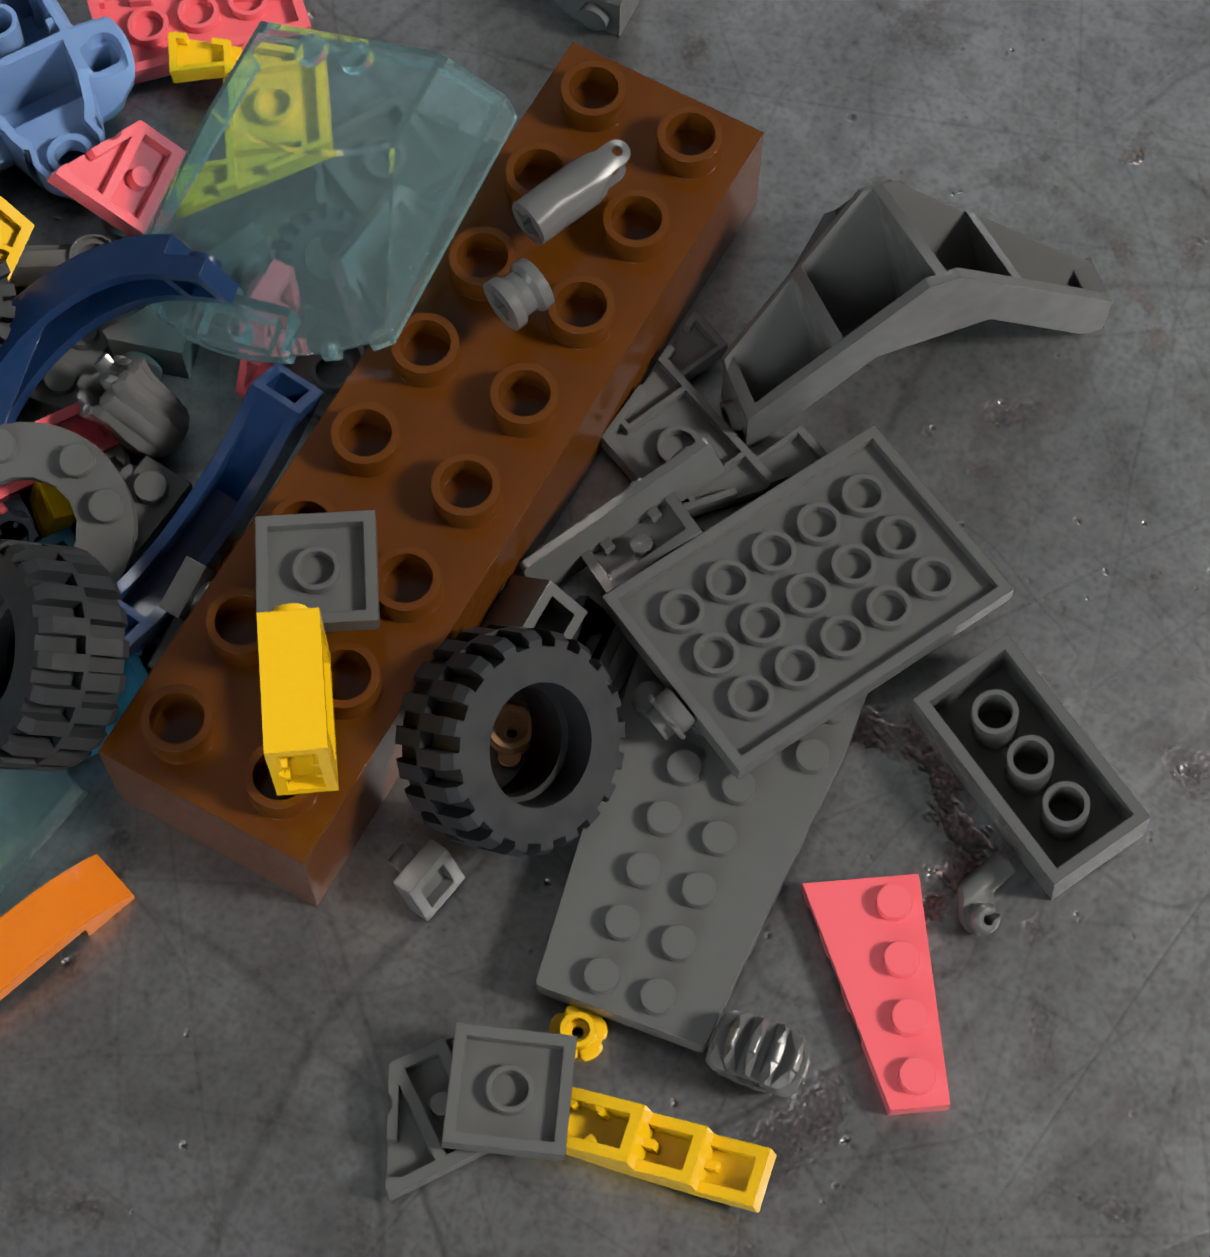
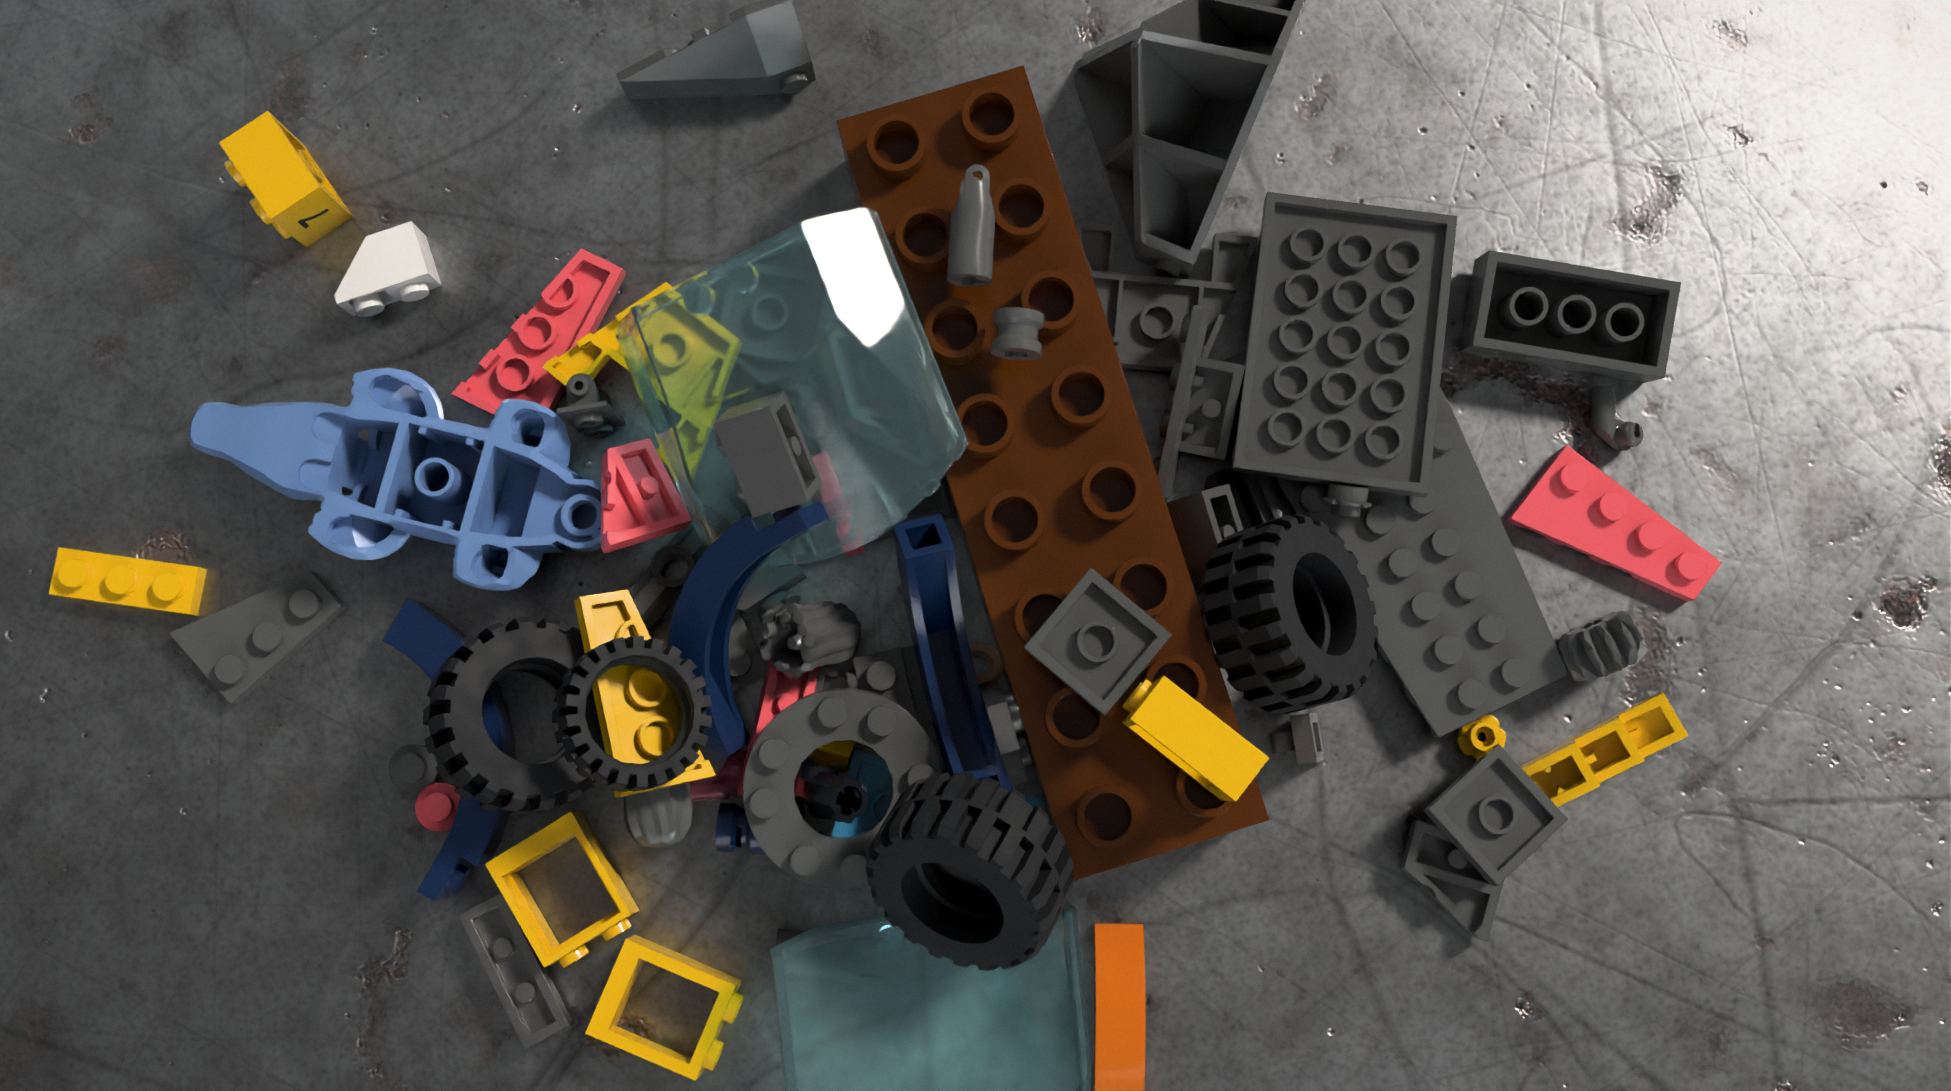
camera: 45 degrees left, 15 degrees up
(167, 90) = (589, 408): none -> dark grey hinge
(234, 202) = (767, 454): none -> dark grey brick

